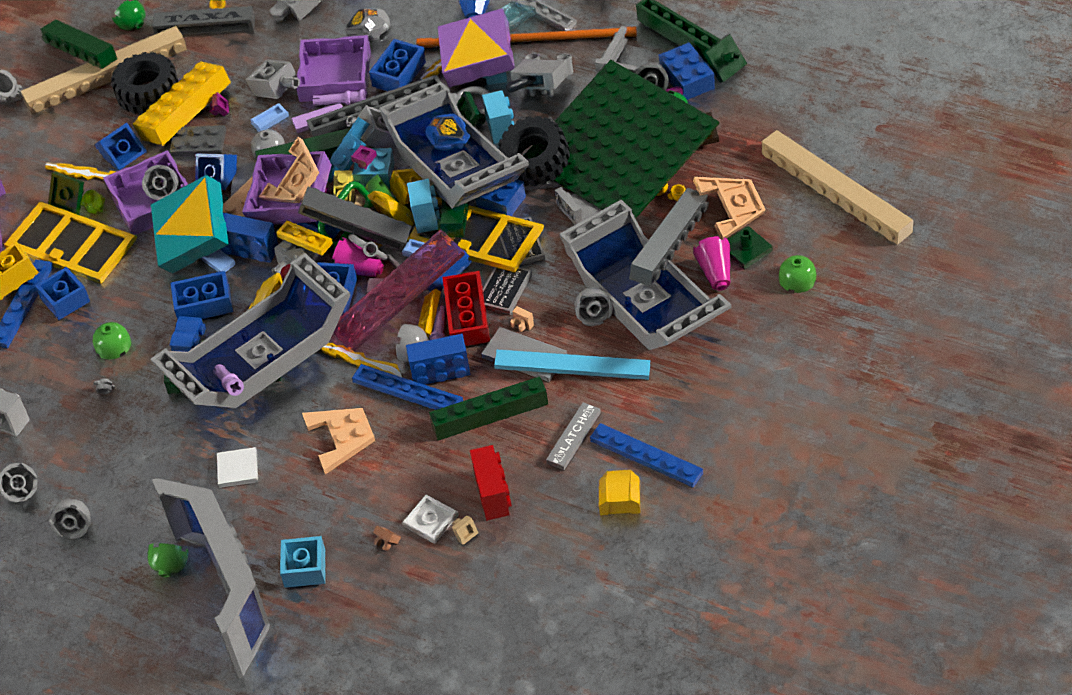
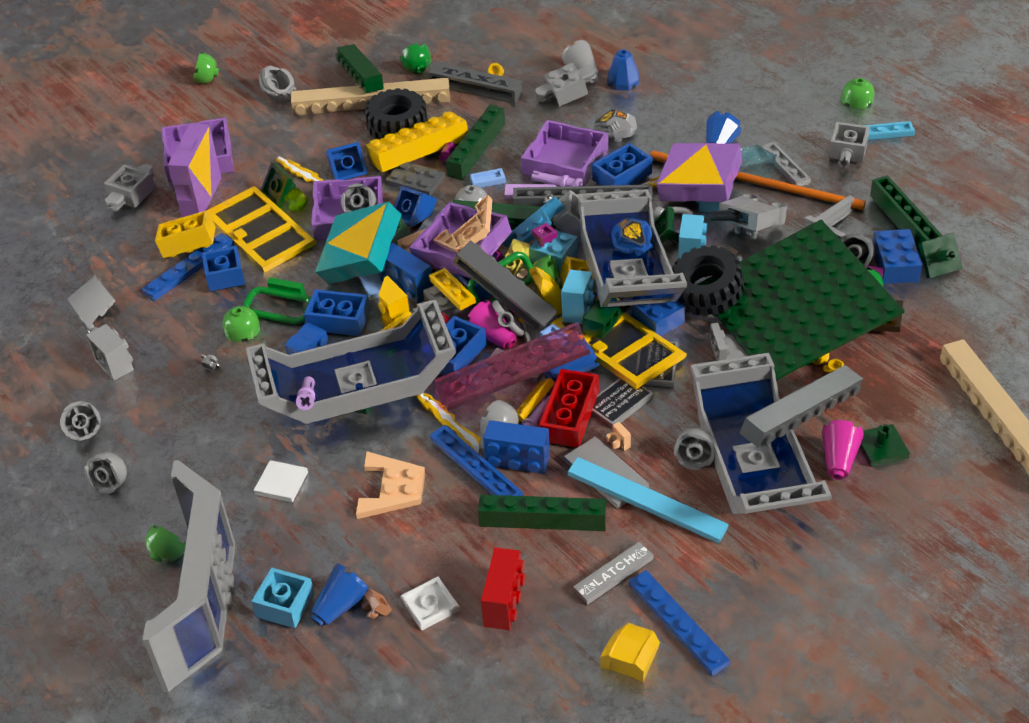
camera: 20 degrees right, 5 degrees down
(134, 293) = (282, 289): none -> green bar
(238, 88) = (475, 142): none -> dark green brick
(253, 269) = (392, 301): none -> yellow slope
(273, 79) = (505, 145): light grey brick -> none
(350, 541) = (338, 595): none -> blue cone
(464, 529) = (454, 627): tan tile -> none
(738, 199) = (893, 394): light nougat wing -> none
(797, 274) = (924, 490): bright green cylinder -> none

